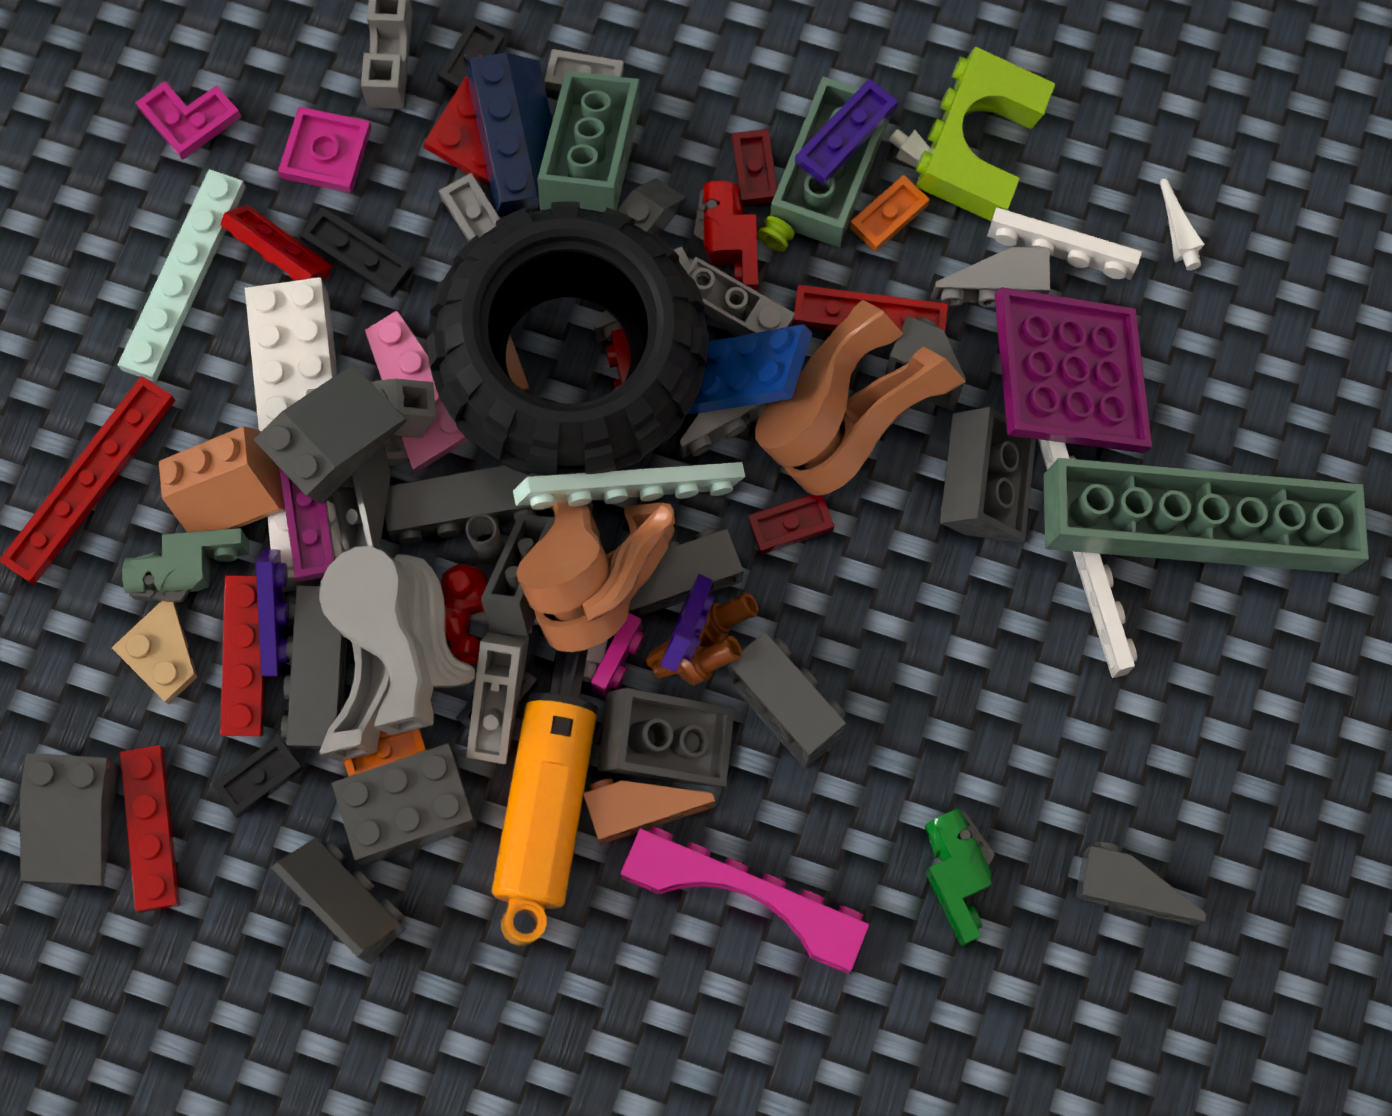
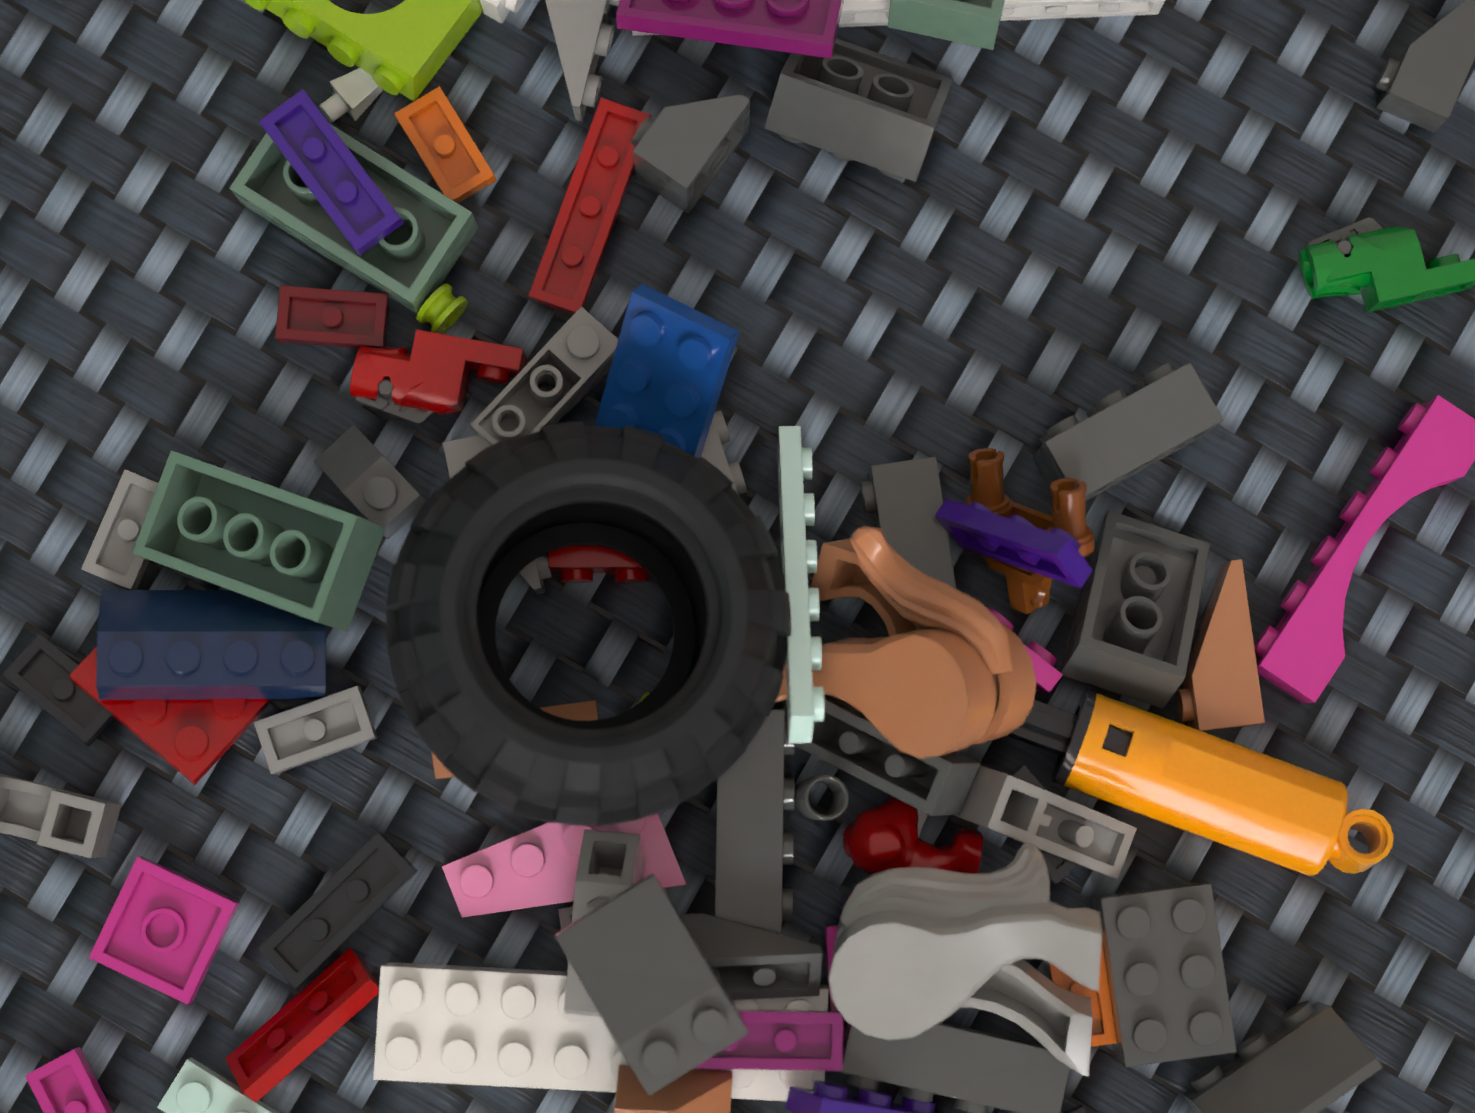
camera: 80 degrees left, 10 degrees up
(790, 523) = (869, 380): dark red plate -> none
(825, 434) = (767, 280): nougat animal -> none

